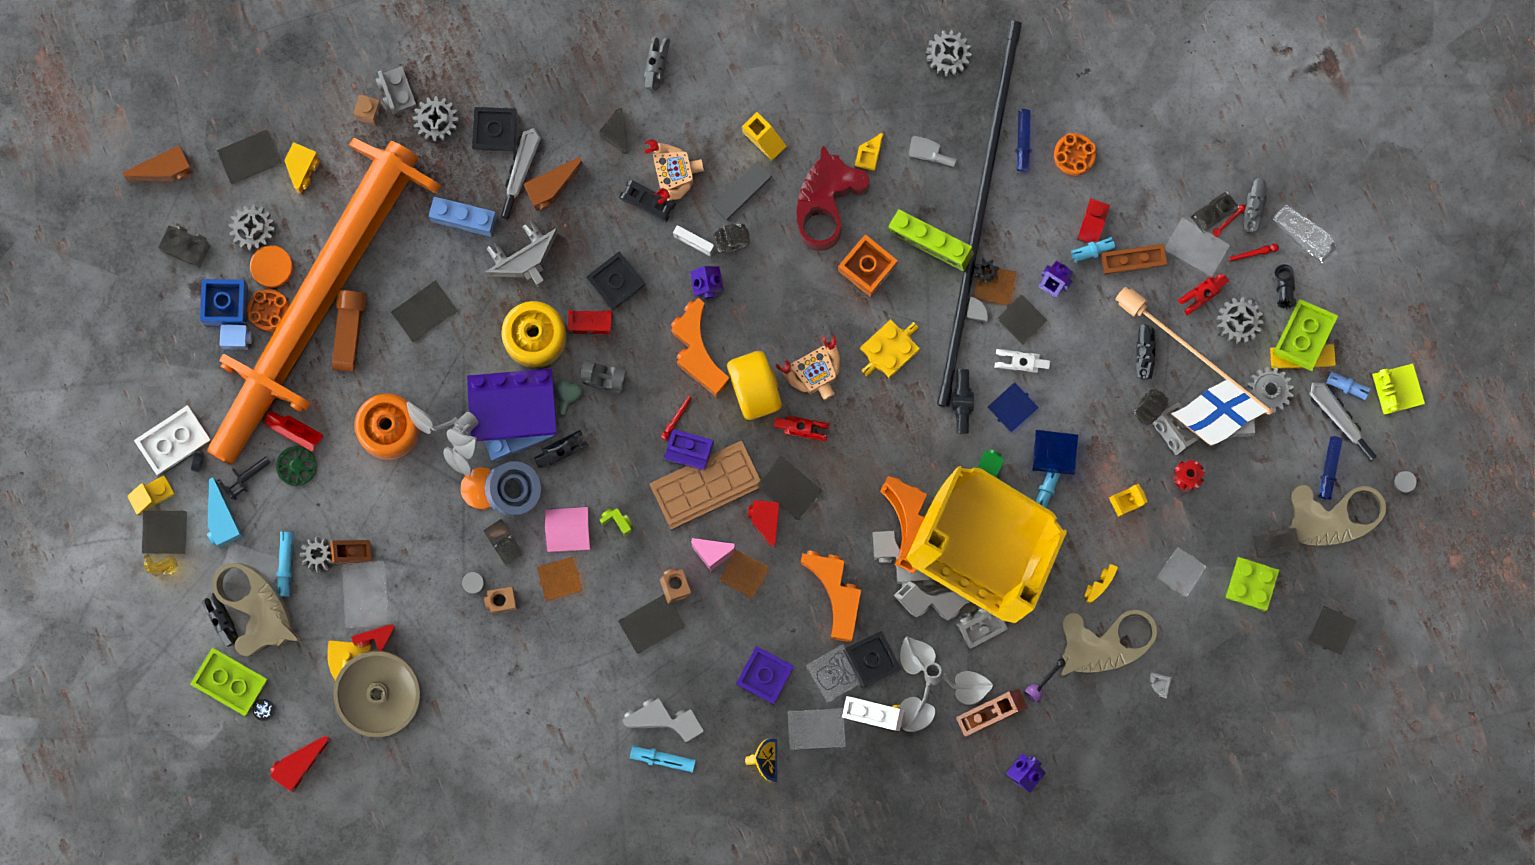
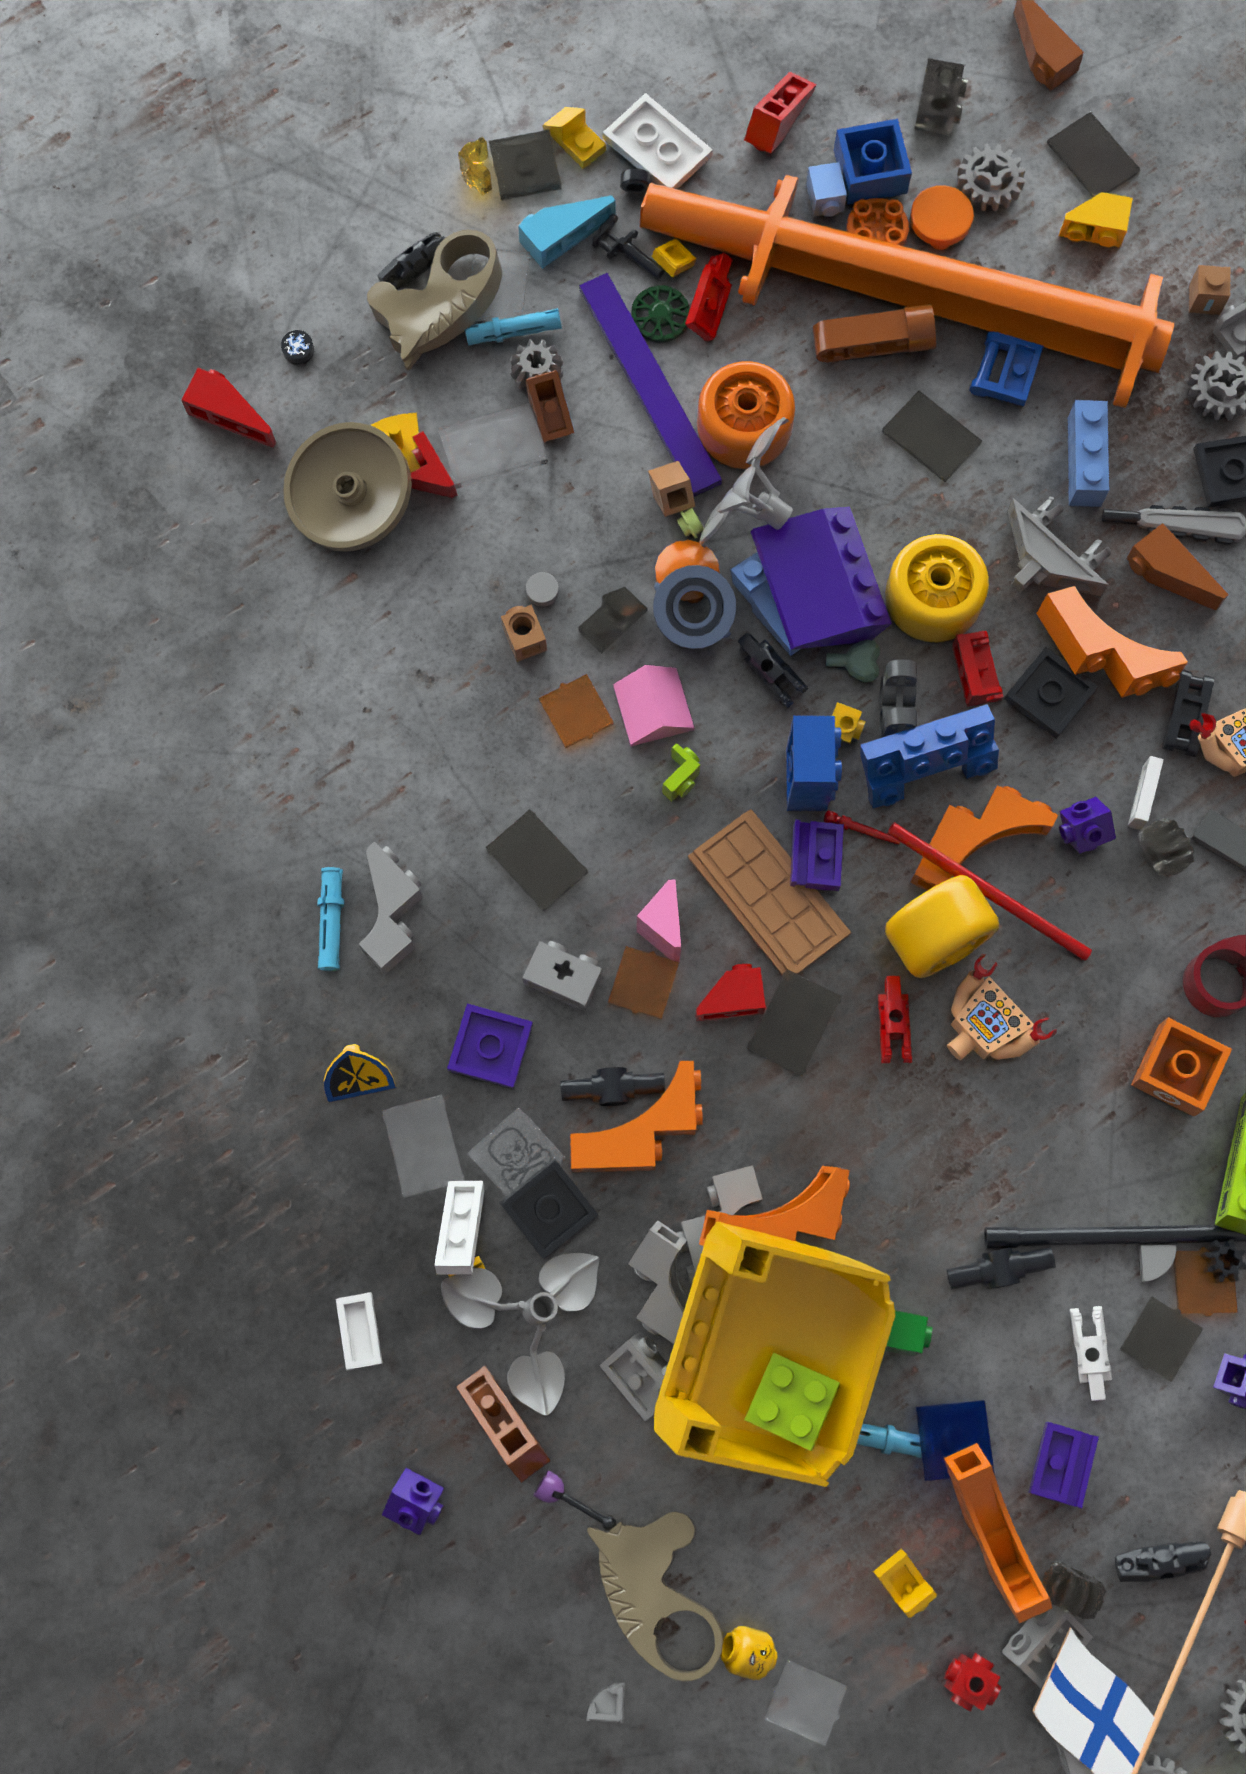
camera: 75 degrees right, 5 degrees down
(168, 354) = (778, 112): none -> red slope
(229, 682) = (327, 291): lime plate -> none
(259, 448) = (673, 257): none -> yellow tile
(345, 483) = (649, 383): none -> dark purple tile
(395, 247) = (1016, 372): none -> blue plate
(426, 485) = (671, 488): none -> medium nougat brick
(450, 479) = (690, 523): none -> yellowish green plate
(594, 248) = (1093, 645): none -> orange arch
(608, 412) = (849, 721): none -> yellow plate
(634, 439) = (811, 763): none -> blue brick
(640, 366) = (927, 750): none -> blue bracket
(671, 594) = (590, 889): medium nougat brick -> none
(736, 351) = (990, 892): none -> red piece
(741, 614) = (573, 990): none -> light grey brick
(806, 606) = (612, 1086): none -> black pin
(889, 349) = (1055, 1133): yellow plate -> none
(920, 788) = (359, 1331): none -> white tile
(1012, 407) = (1012, 1354): clear blue piece -> none
(1015, 539) = (792, 1401): none -> lime plate
(1081, 394) = (1063, 1464): none -> dark purple plate
(1095, 591) = (743, 1560): yellow slope -> none
(1110, 442) = (995, 1532): none -> orange arch
(1148, 597) = (748, 1653): none -> yellow head

